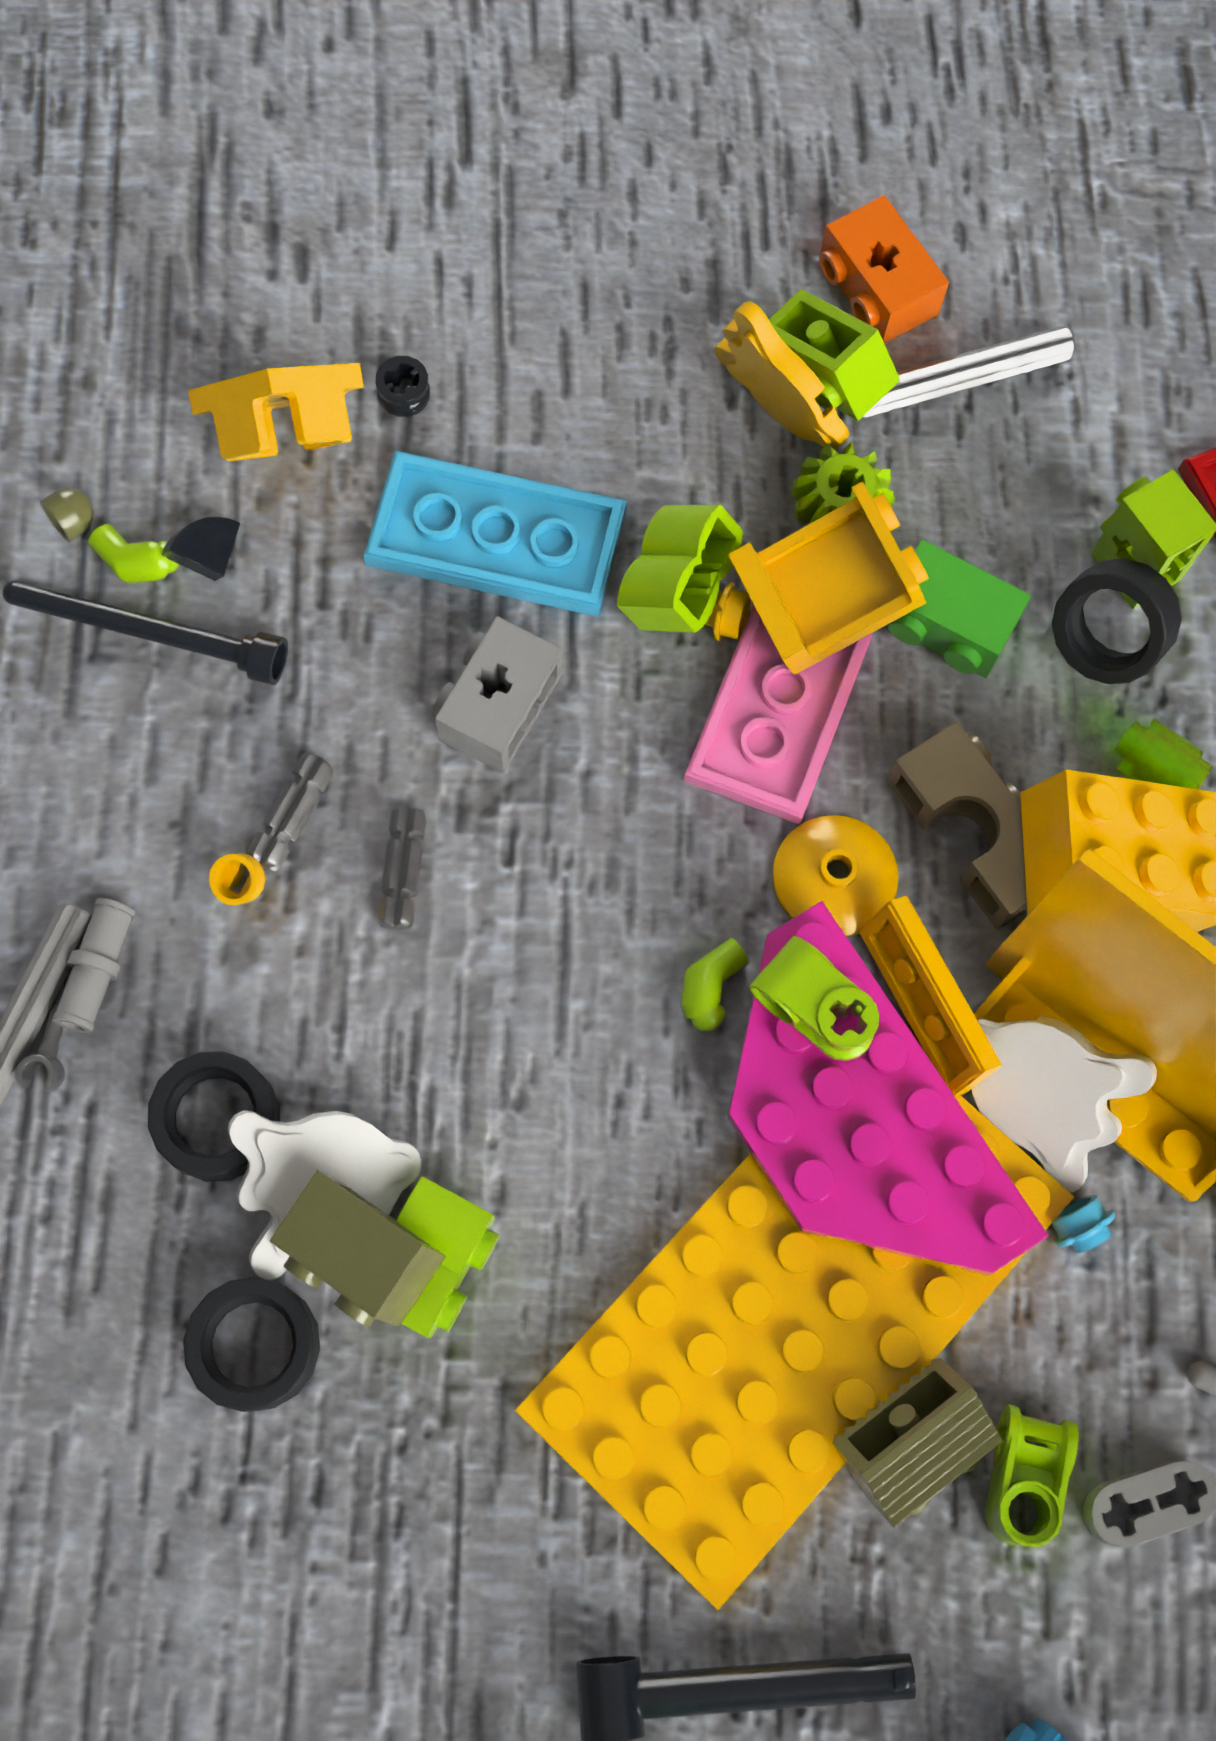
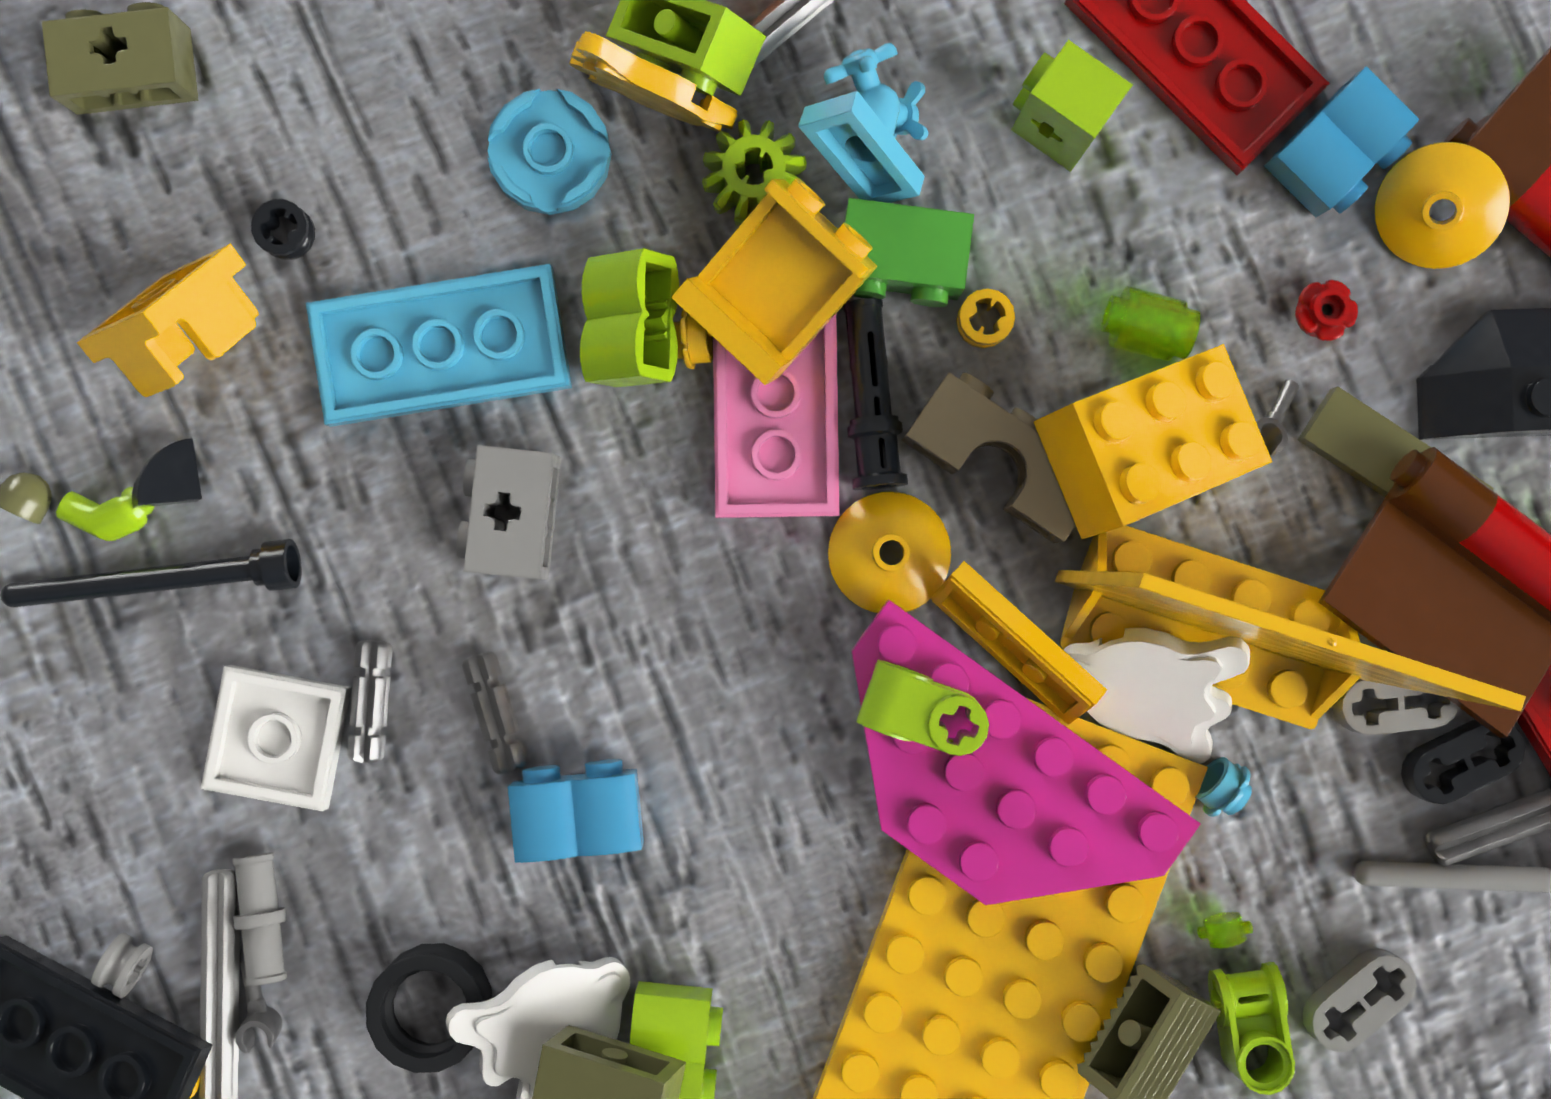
camera: 20 degrees left, 15 degrees up
(187, 810) = (276, 738): none -> white tile
(227, 874) = (339, 784): yellow hinge -> none
(329, 201) = (119, 59): none -> olive brick
(438, 986) = (575, 813): none -> dark azure brick
(665, 413) = (549, 151): none -> medium azure tile
(704, 984) = (810, 707): lime arm -> none
(868, 750) = (874, 425): none -> black pin
(960, 488) = (861, 127): none -> medium azure piece
(1021, 686) = (968, 310): none -> yellow bush
(1035, 1370) = (1225, 930): none -> clear neon green piece
(1092, 657) = (1070, 169): black tyre -> none

